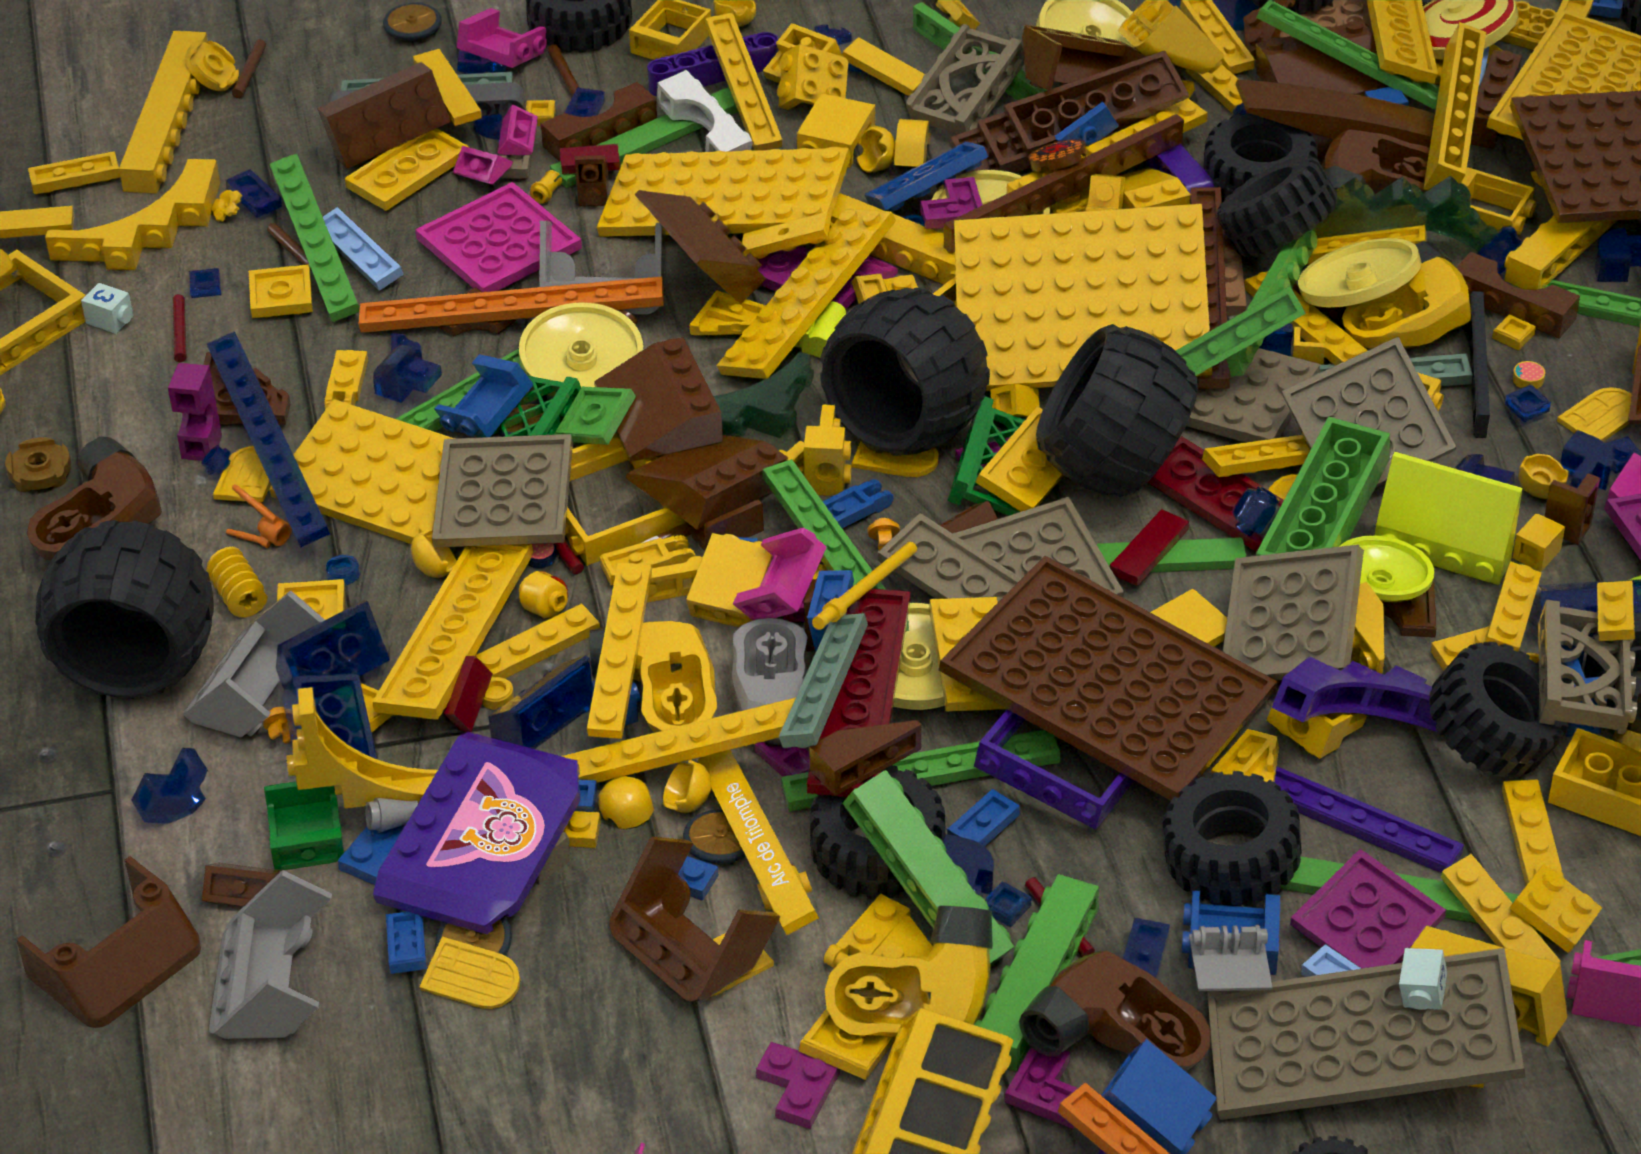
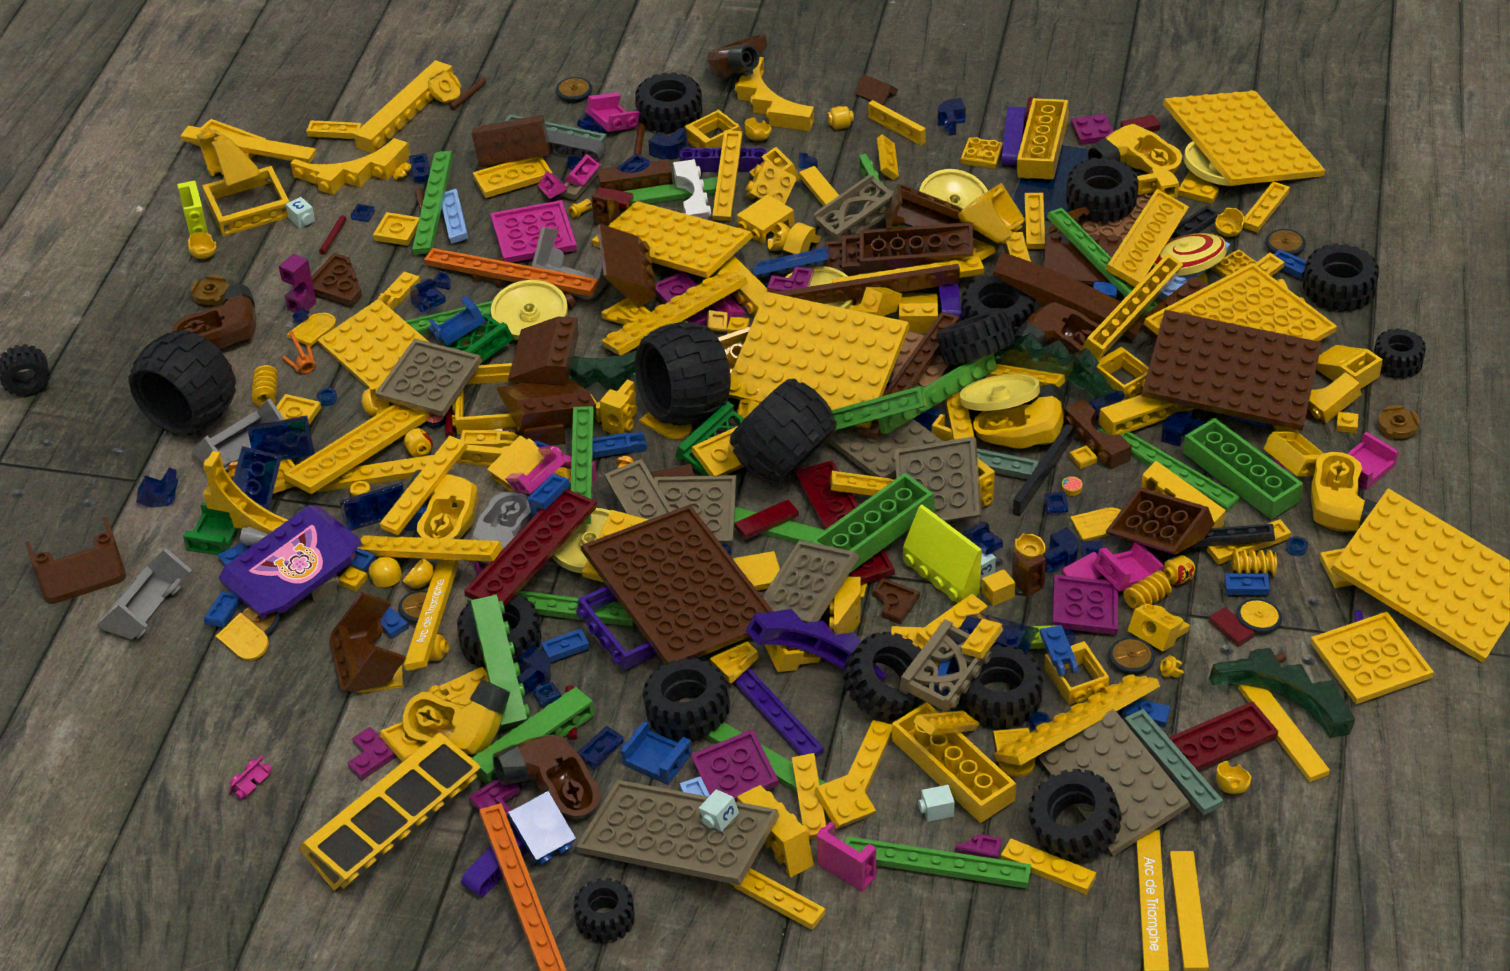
camera: 25 degrees right, 0 degrees up
(234, 883) = (155, 545): reddish brown panel -> none
(268, 440) = (328, 311): clear blue plate -> none
(456, 97) = (559, 133): yellow tile -> none
(468, 694) = (339, 485): dark red tile -> none
(542, 108) = (609, 161): yellow tile -> none
(596, 414) = (506, 349): bright green tile -> none
(616, 66) = (668, 147): none -> clear blue brick
(787, 235) = (682, 274): yellow tile -> none
(823, 682) = (503, 535): sand green plate -> none
(837, 607) = (540, 497): yellow bar -> none
(862, 752) = (501, 581): reddish brown slope -> none
(1058, 155) = (868, 269): reddish brown tile -> none
(1091, 126) = (899, 258): blue plate -> none
(1230, 959) = (634, 765): light grey hinge -> none
(1256, 511) = (833, 513): clear blue head -> none
(1393, 568) = (885, 572): neon yellow dish -> none
(1575, 1083) = (781, 899): none -> yellow plate

